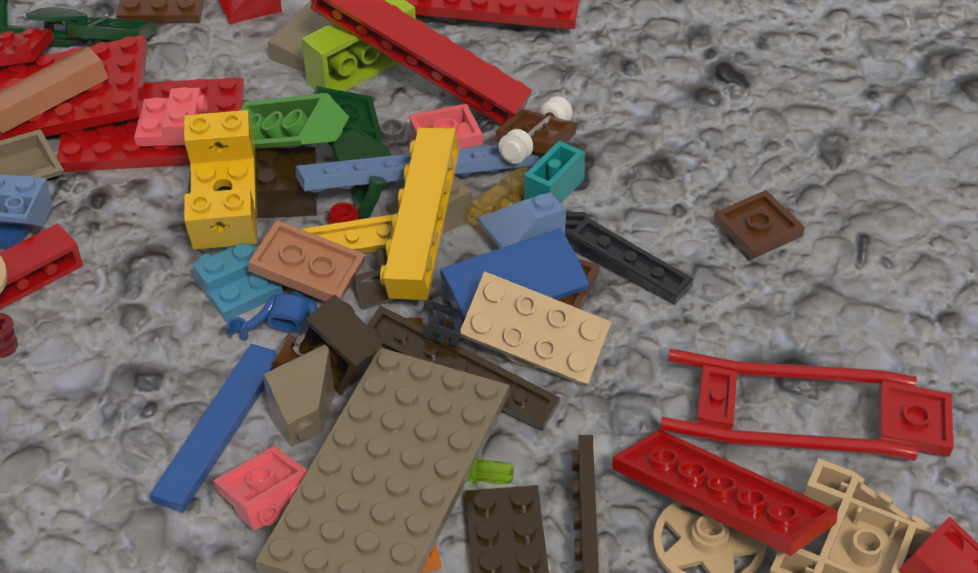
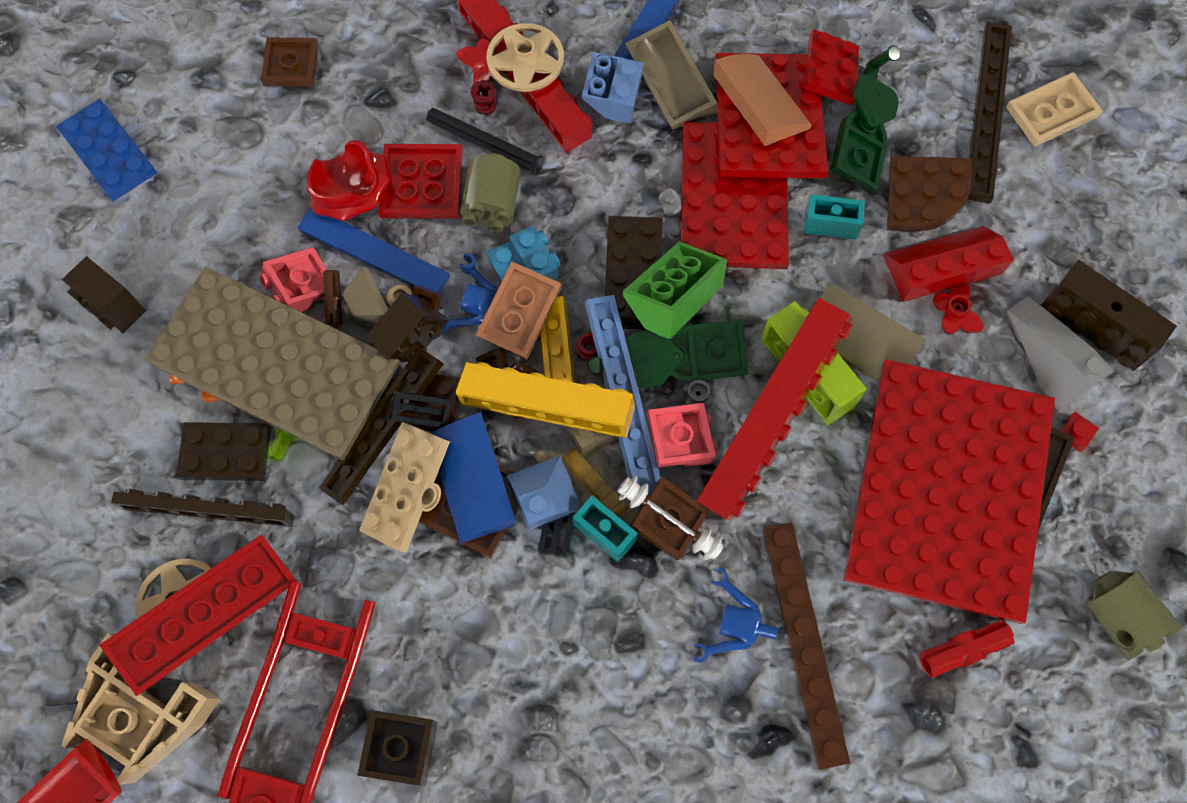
camera: 95 degrees right, 25 degrees up
(60, 333) = (485, 140): none -> black axle
(117, 386) = (422, 181): none -> red plate
(119, 448) = (348, 182): none -> red piece
(145, 302) = (490, 192): none -> olive cylinder
(162, 166) = (670, 202): none -> light grey piece
(163, 118) = (719, 203): coral plate -> none
(191, 42) = (834, 216): none -> teal brick
(221, 155) = (568, 240): yellow plate -> none
(290, 442) = (332, 297): none -> reddish brown axle
(629, 92) = (737, 623): none -> blue piece
(630, 261) = (497, 588): black tile -> none
(634, 55) = (806, 647): none -> reddish brown plate
(759, 224) = (528, 719): reddish brown plate -> none
(819, 306) = (397, 748): none -> dark brown brick

